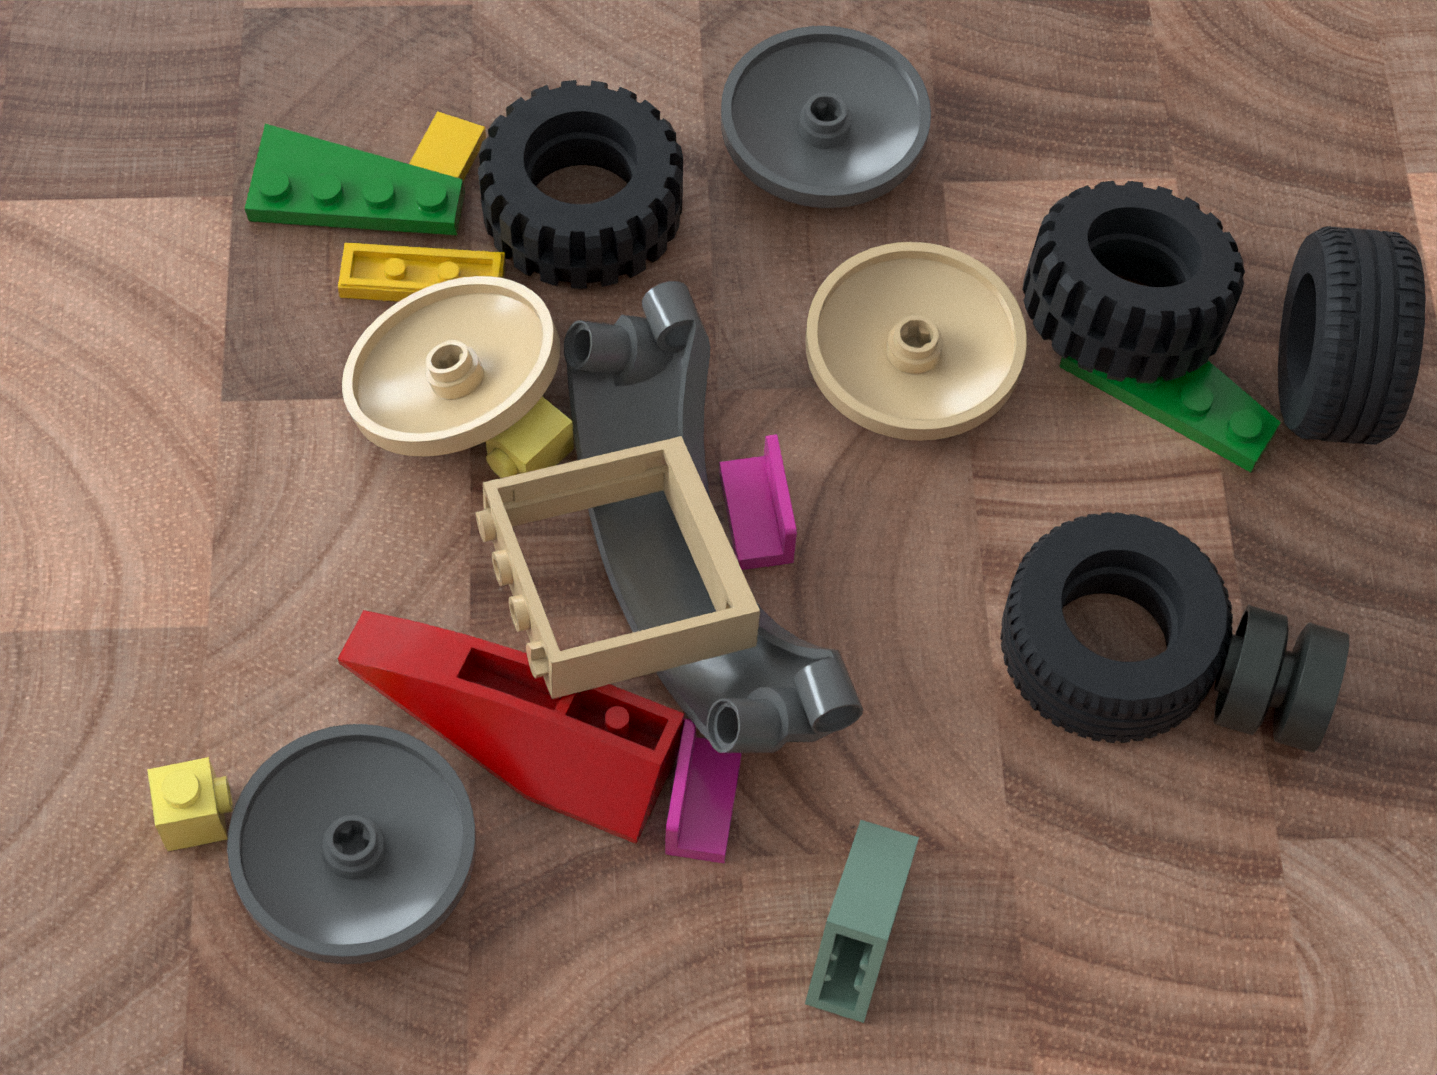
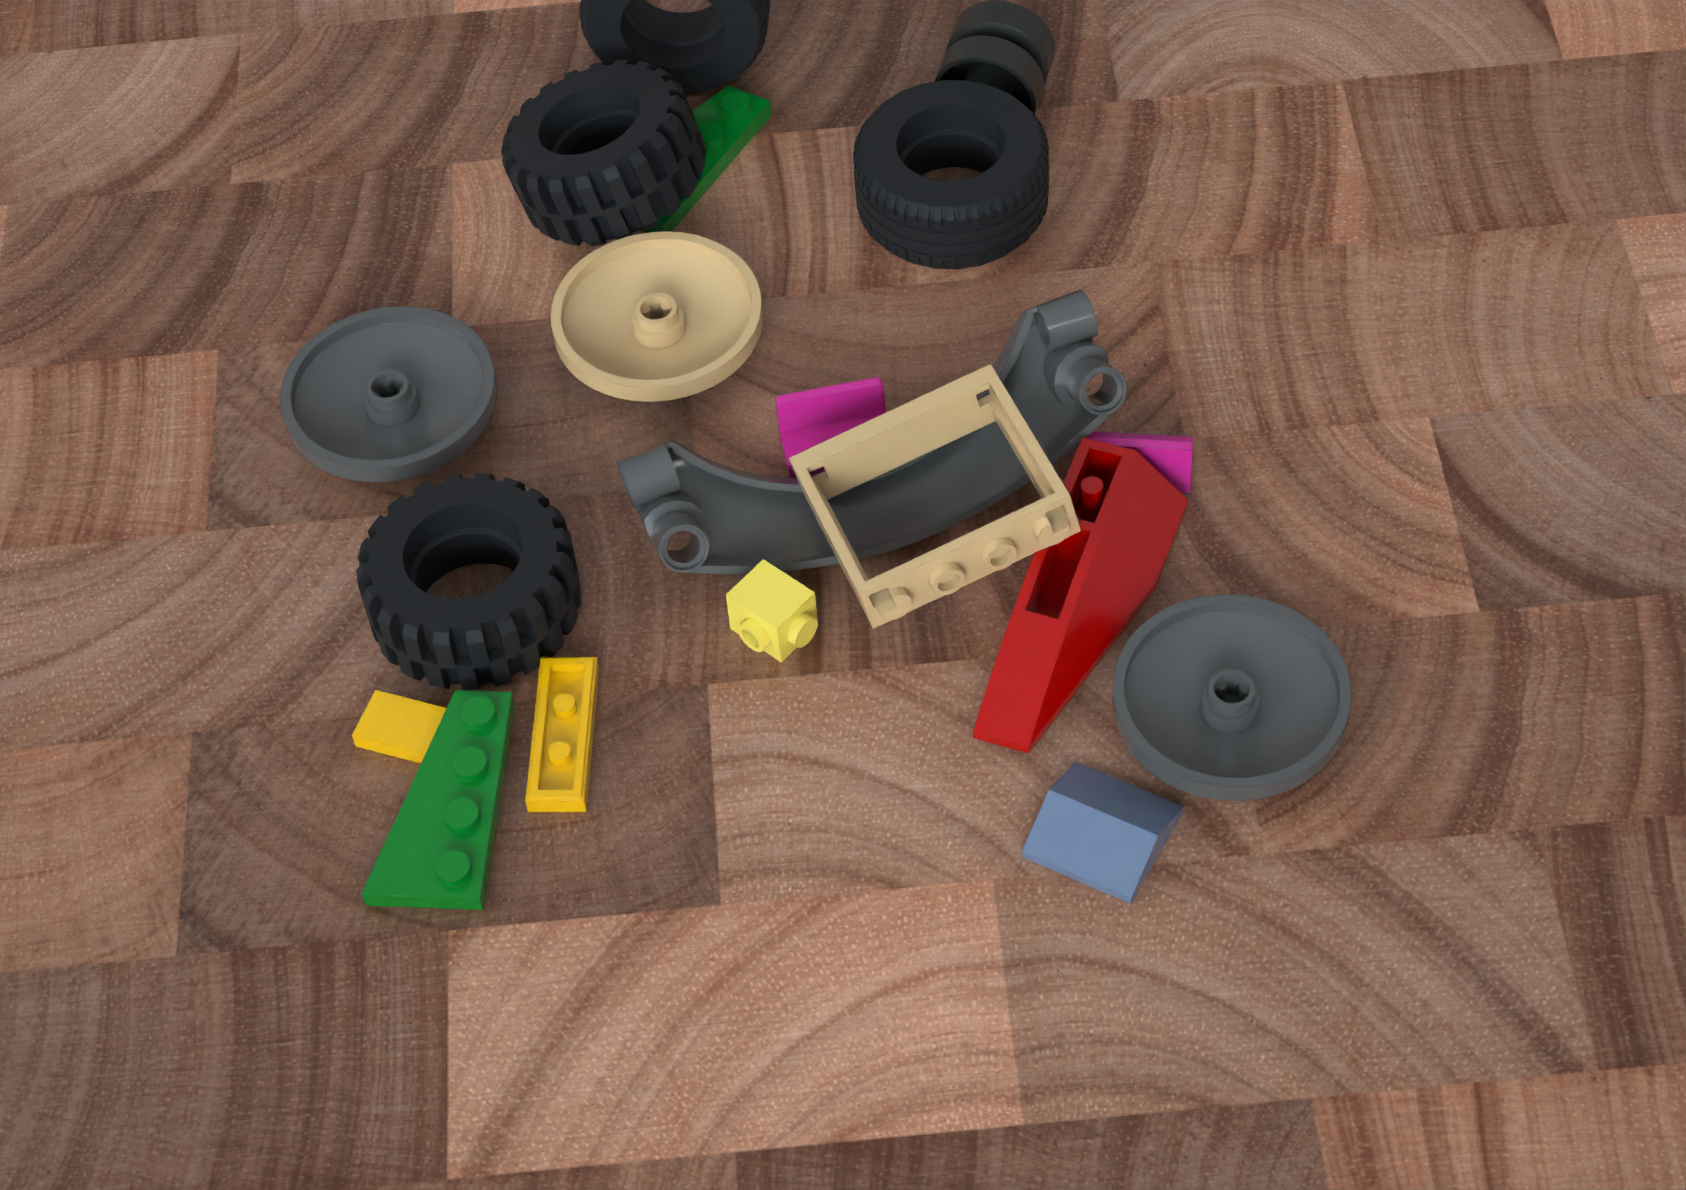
camera: 85 degrees left, 10 degrees down
(189, 803) = (1207, 841): light yellow brick -> none
(240, 718) = (1101, 831): none -> sand blue slope
(451, 366) = (697, 669): tan dish -> none
(861, 921) = (1244, 331): sand green slope -> none

